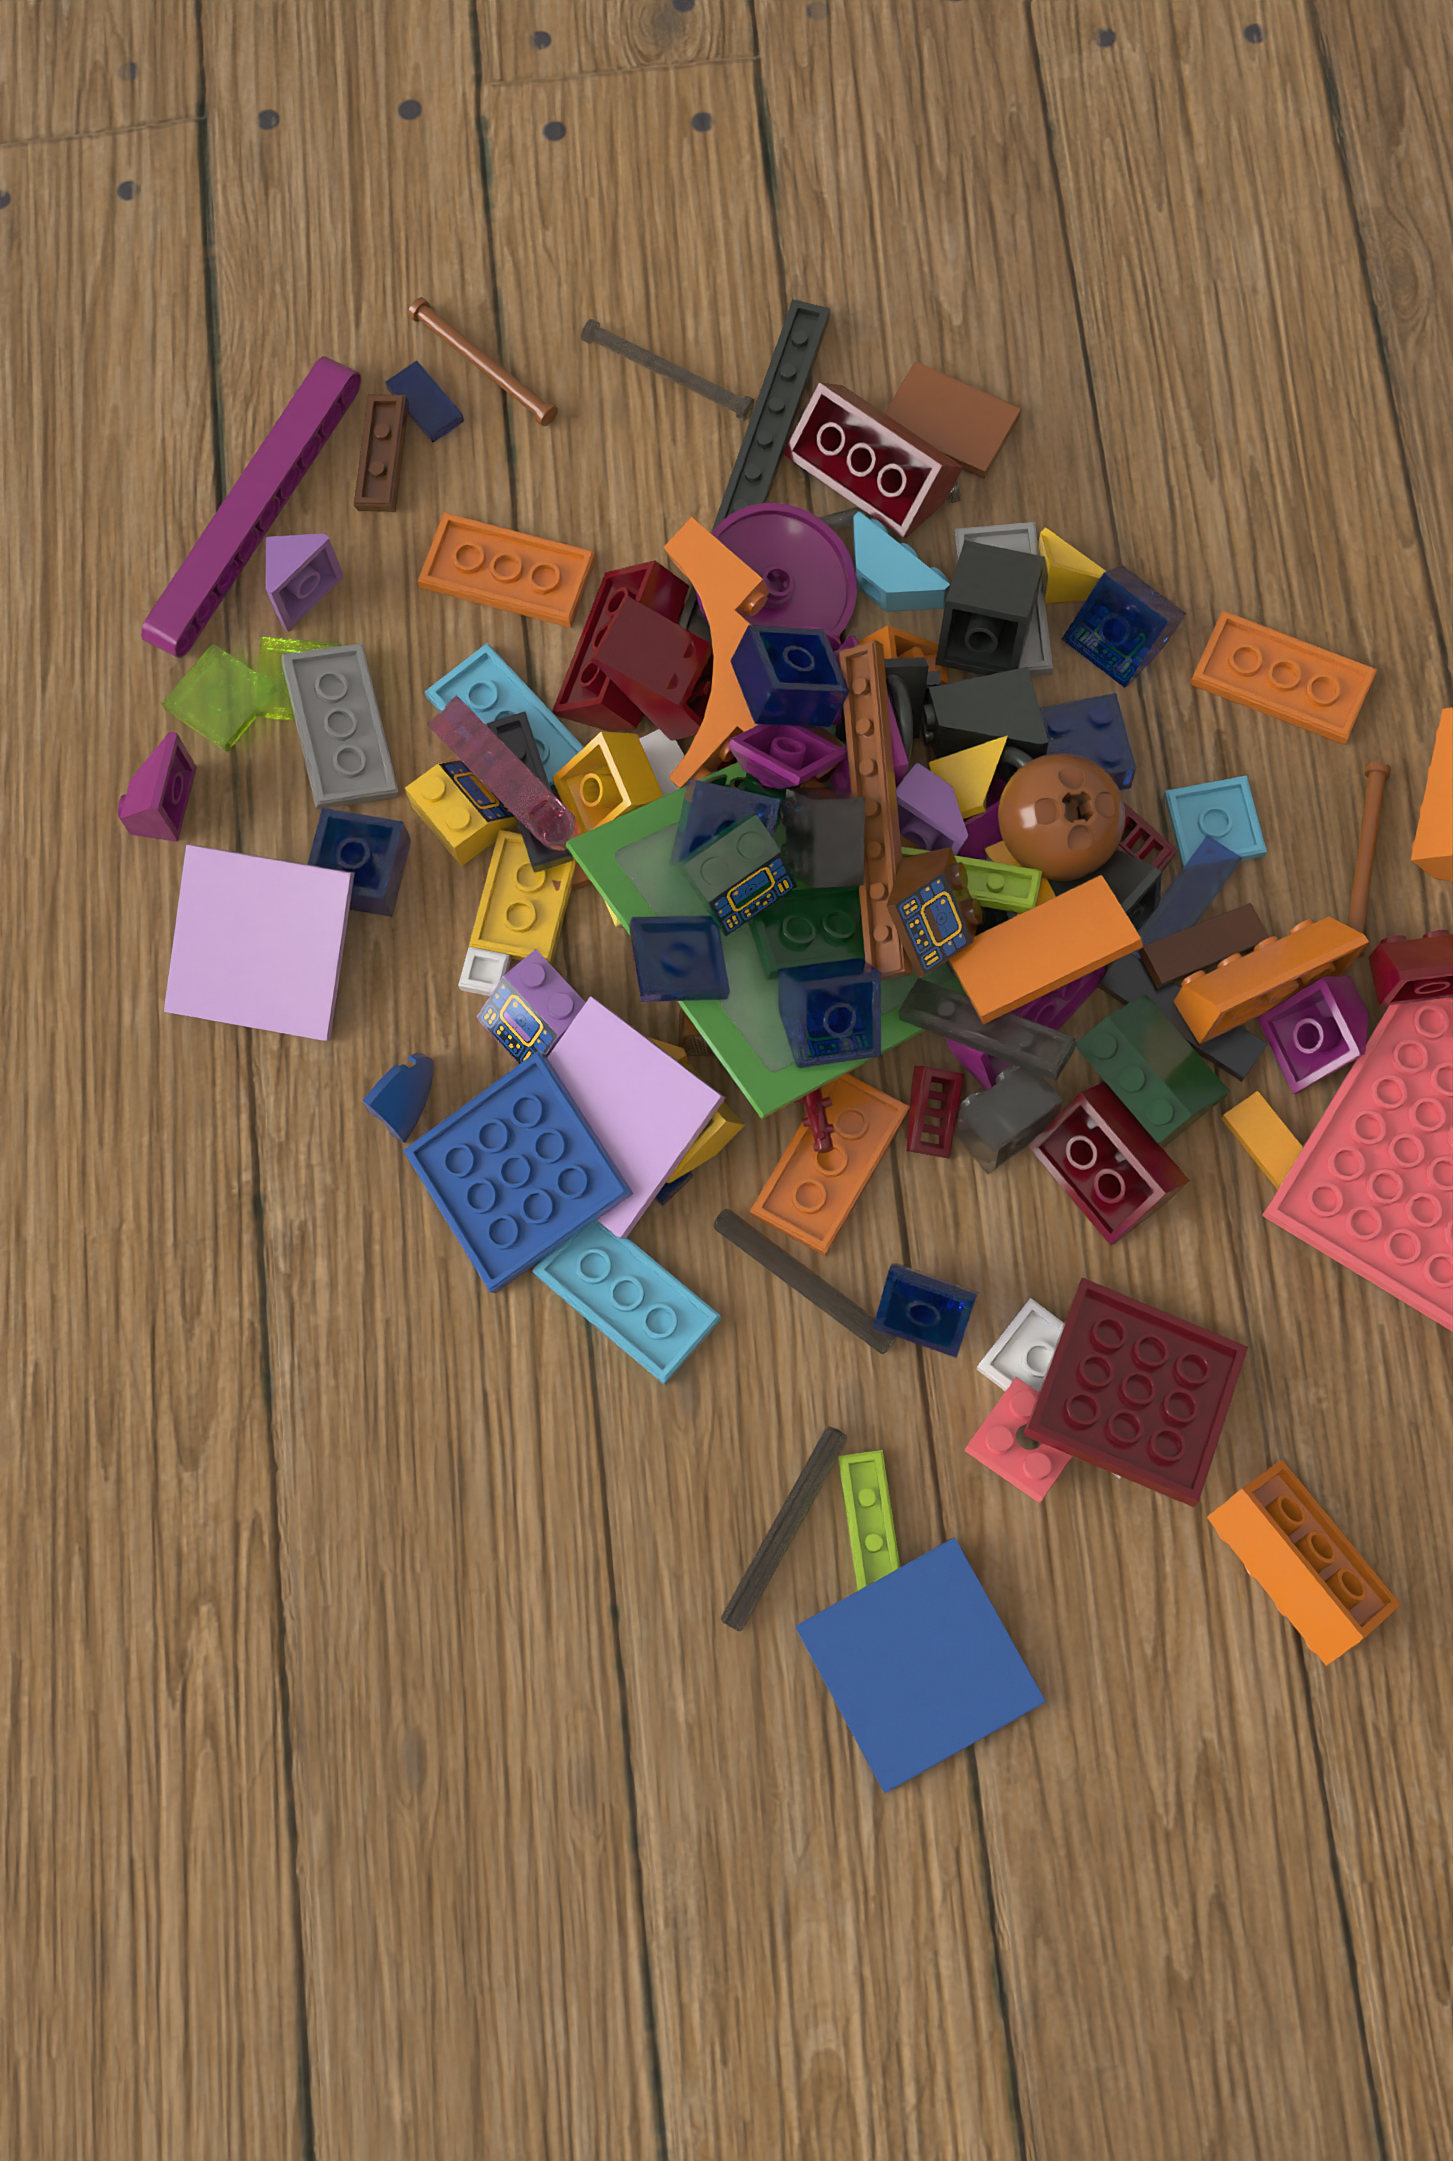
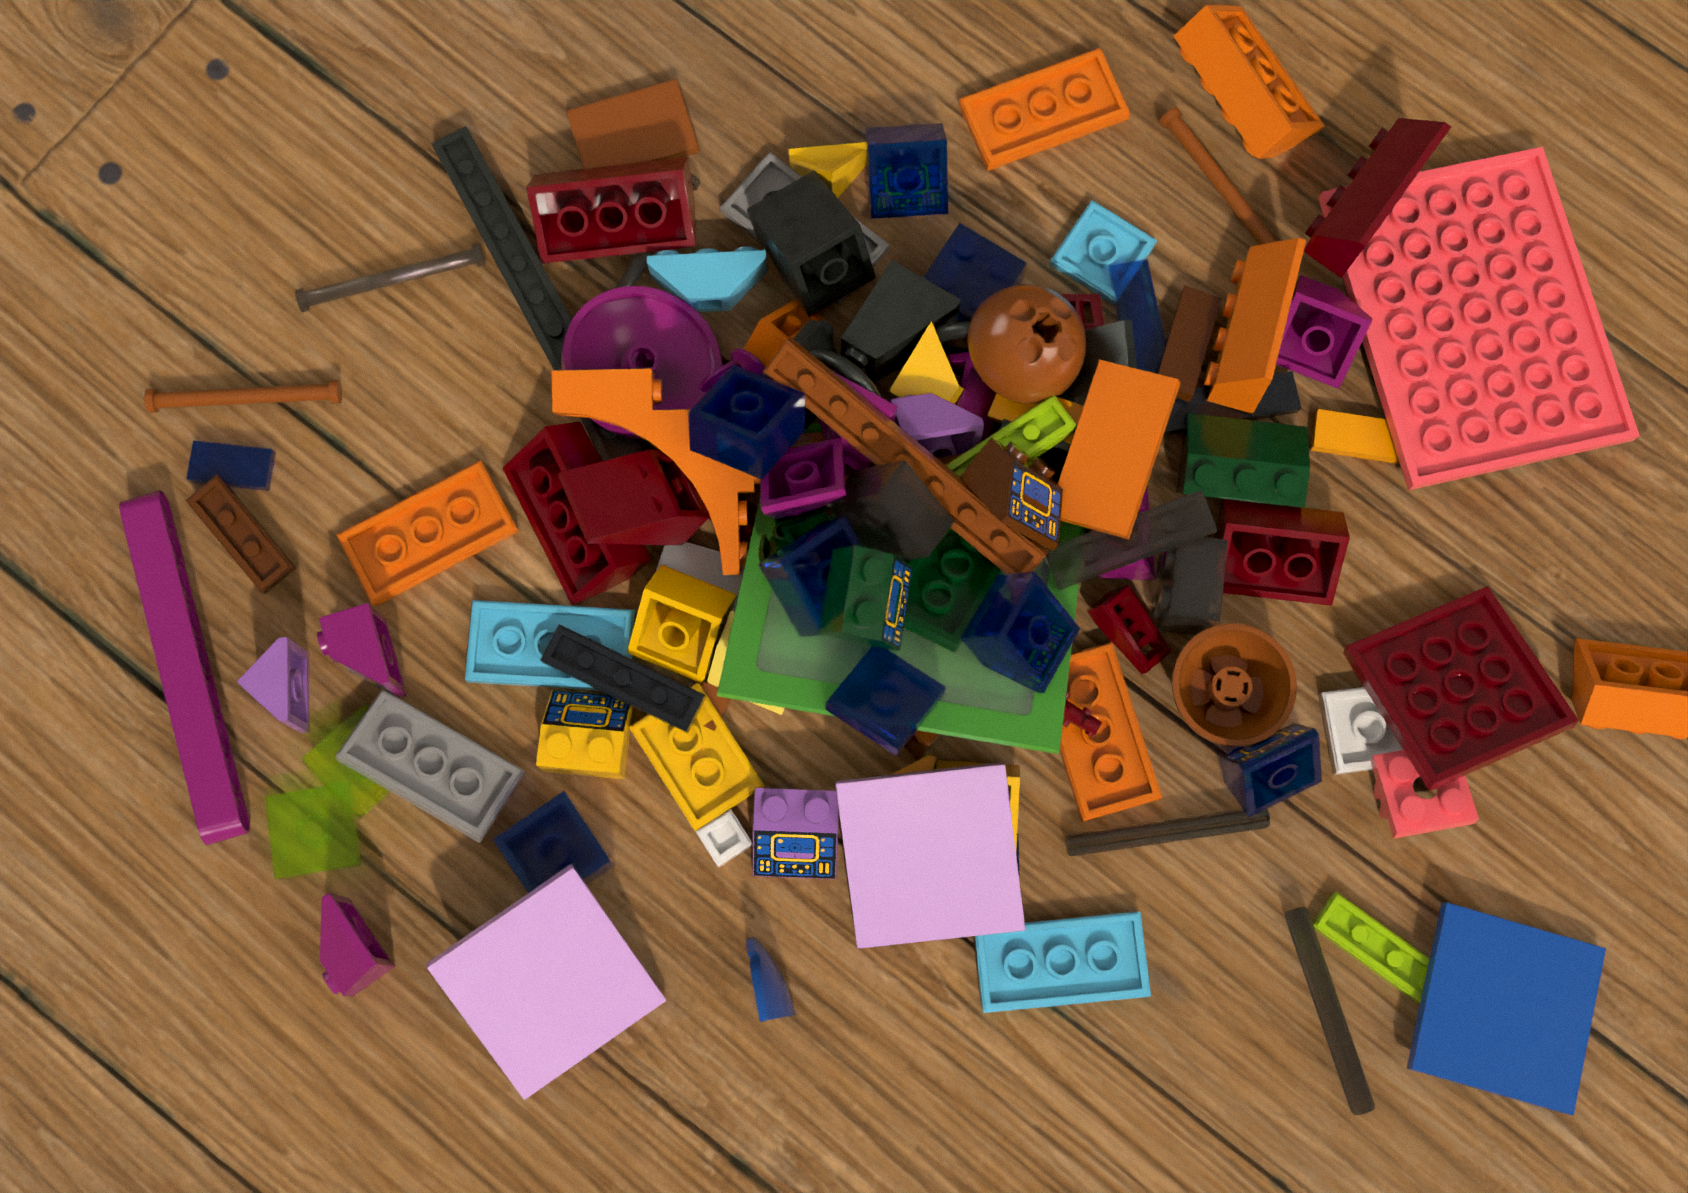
camera: 55 degrees left, 5 degrees up
(379, 600) = (363, 646): none -> magenta slope
(505, 775) = (600, 685): clear pink piece -> none
(517, 1172) = (905, 956): blue tile -> none
(963, 1192) = (1250, 670): none -> dark orange piece

